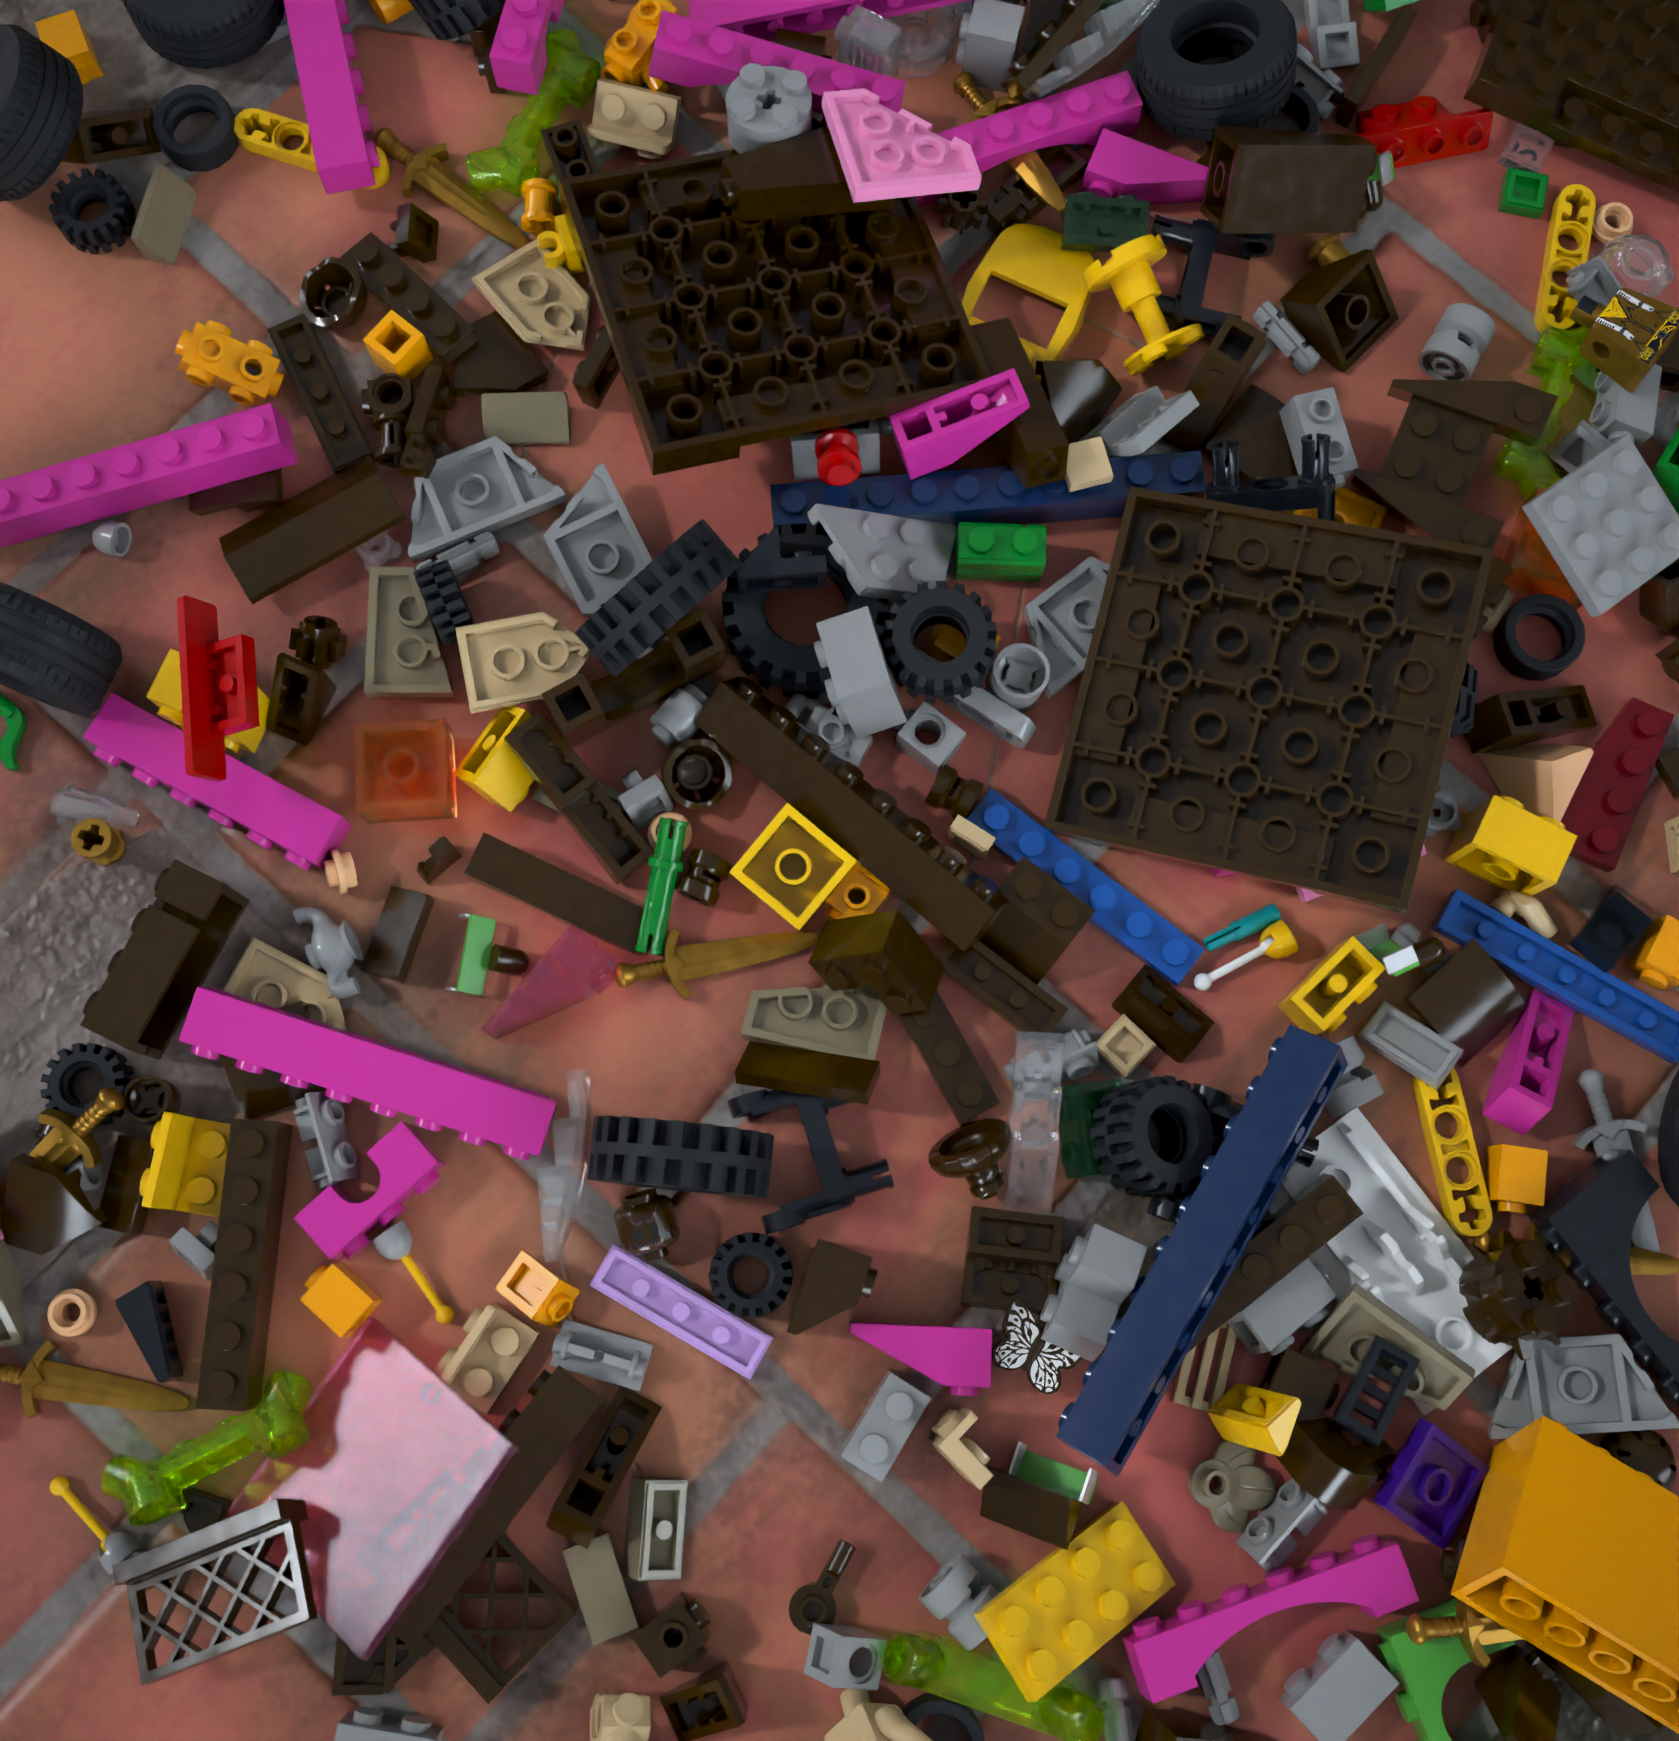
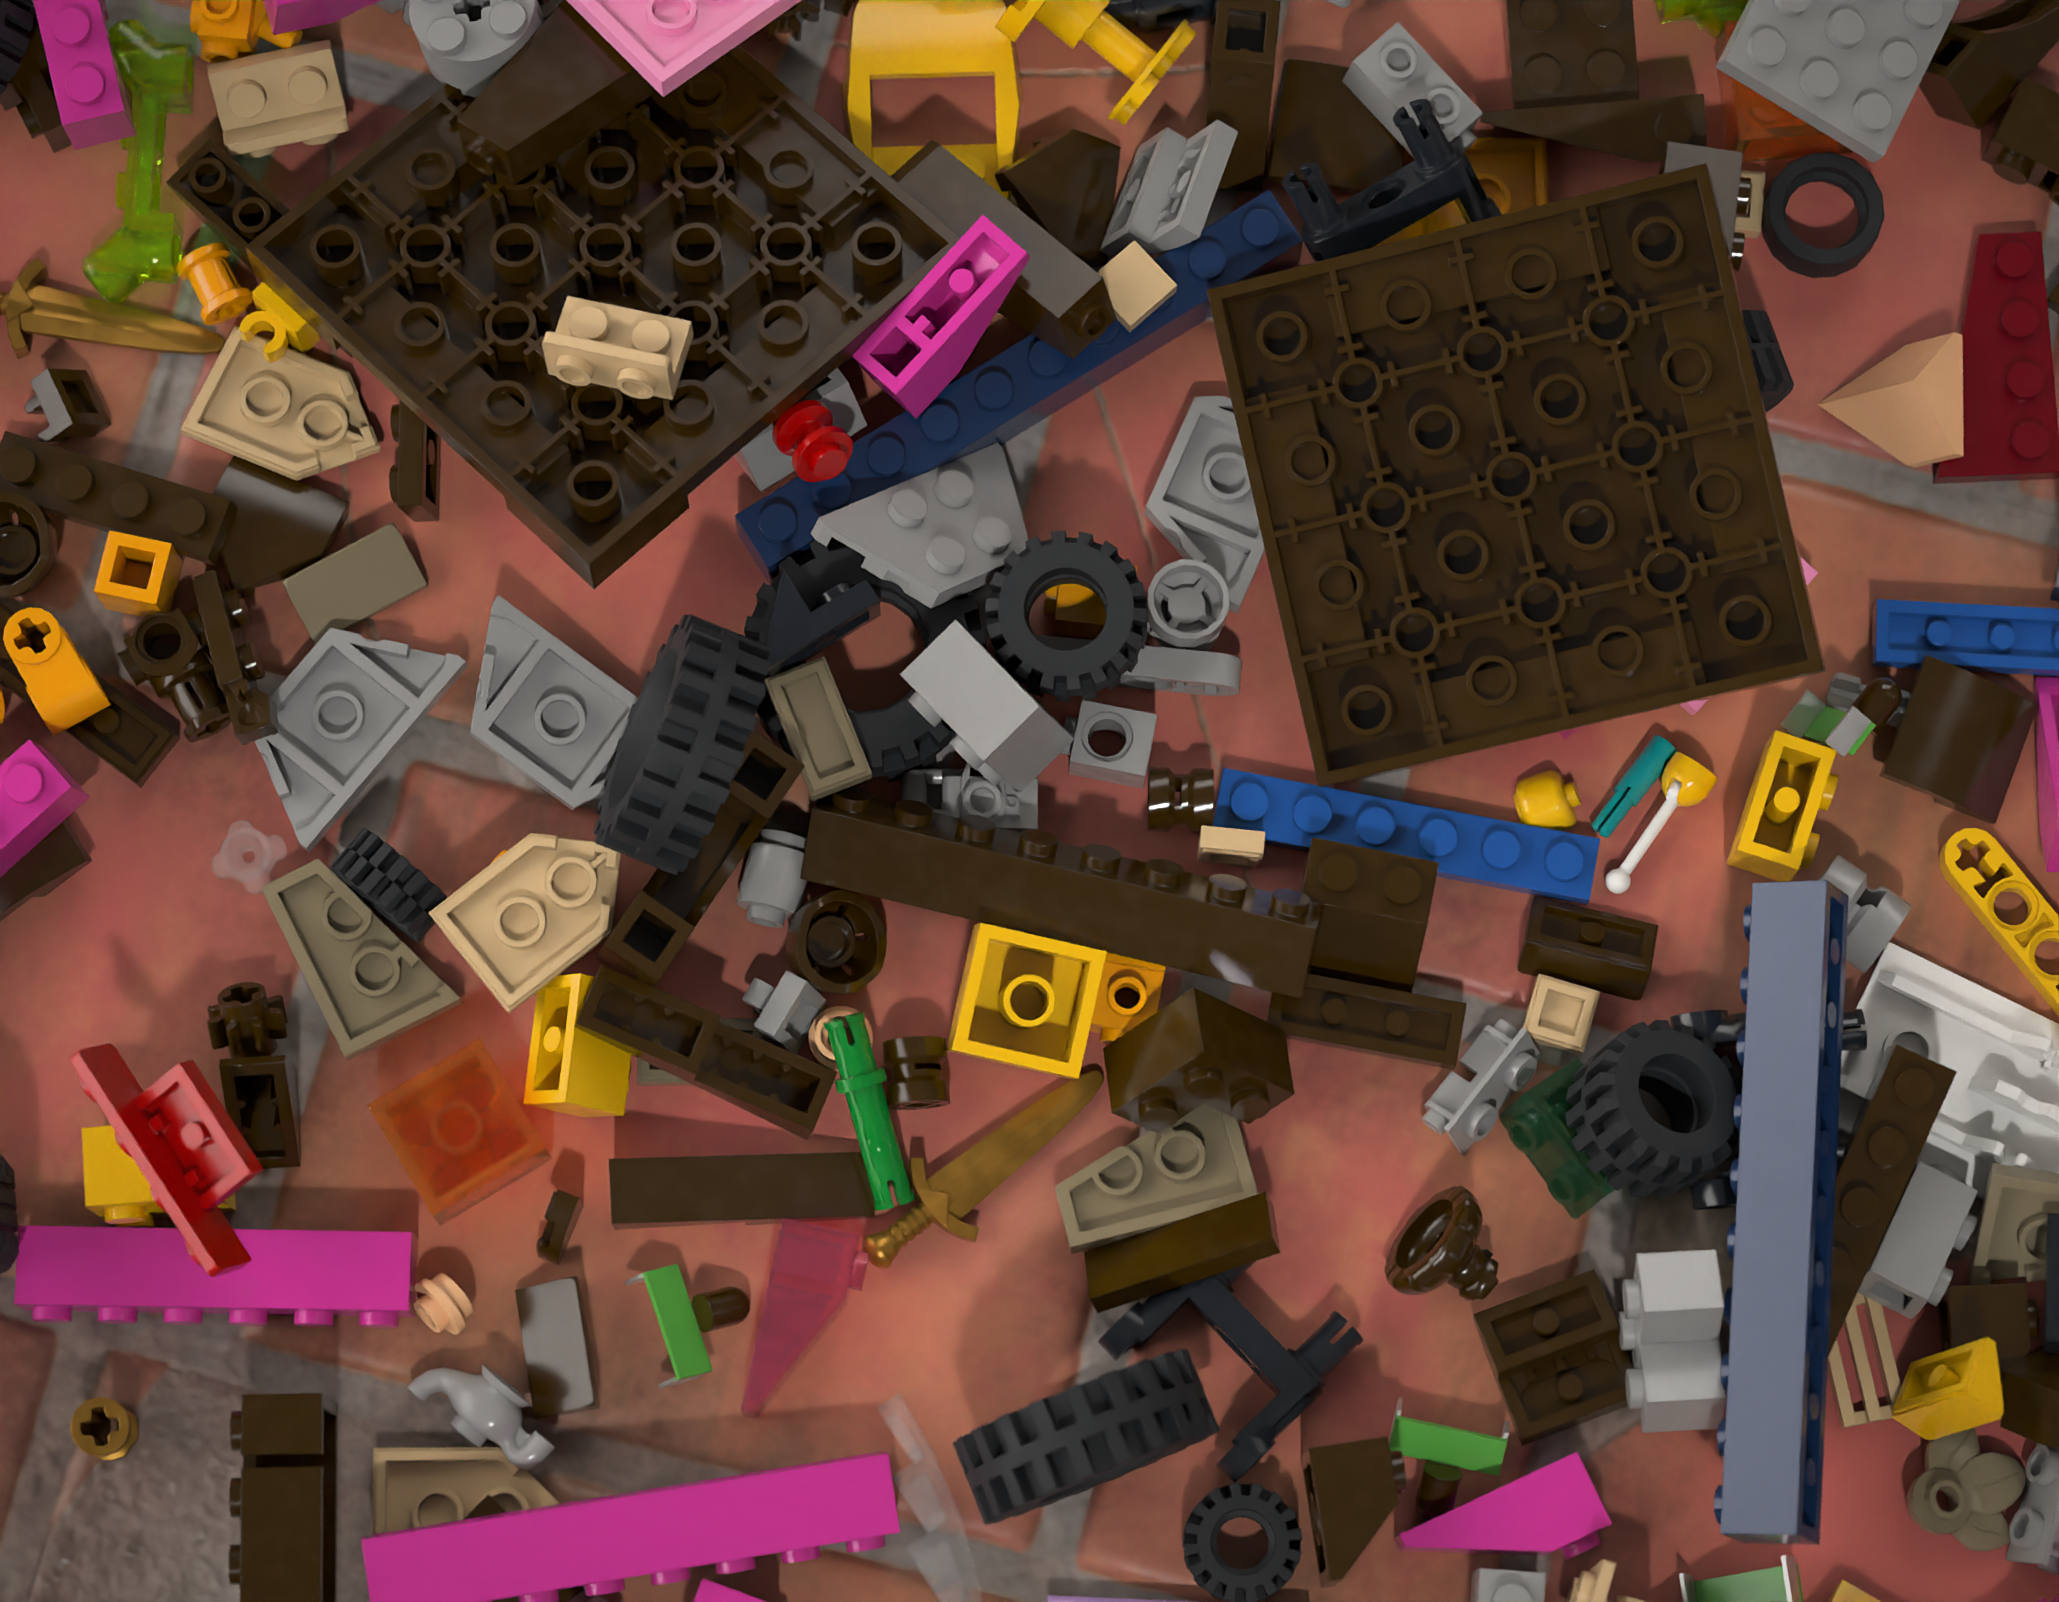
camera: 25 degrees left, 0 degrees up
(76, 804) = (56, 1394): clear cone -> none
(311, 529) = (152, 875): dark brown slope -> none
(316, 377) = (58, 676): none -> light orange piece
(466, 555) = (369, 810): light grey axle -> none
(646, 1224) = (1078, 1548): dark brown head -> none
(744, 337) = (618, 348): none -> tan bracket
(750, 635) = (818, 728): none -> dark tan tile
(909, 1284) = (1445, 1451): none -> bright green piece
(949, 1060) = (1351, 1146): dark brown plate -> none
(1000, 552) = (1075, 451): green brick -> none
(1027, 1350) = (1637, 1457): animal -> none
(1034, 1122) = (1498, 1169): clear slope -> none
(1183, 910) = (1547, 801): none -> yellow piece
(1410, 1045) = (1916, 829): light grey tile -> none
(1448, 819) = (1822, 510): light grey plate -> none
(1510, 846) = (1916, 513): yellow brick -> none
(1527, 907) = (1977, 578): tan arm -> none
(1529, 717) = (1861, 328): dark brown slope -> none

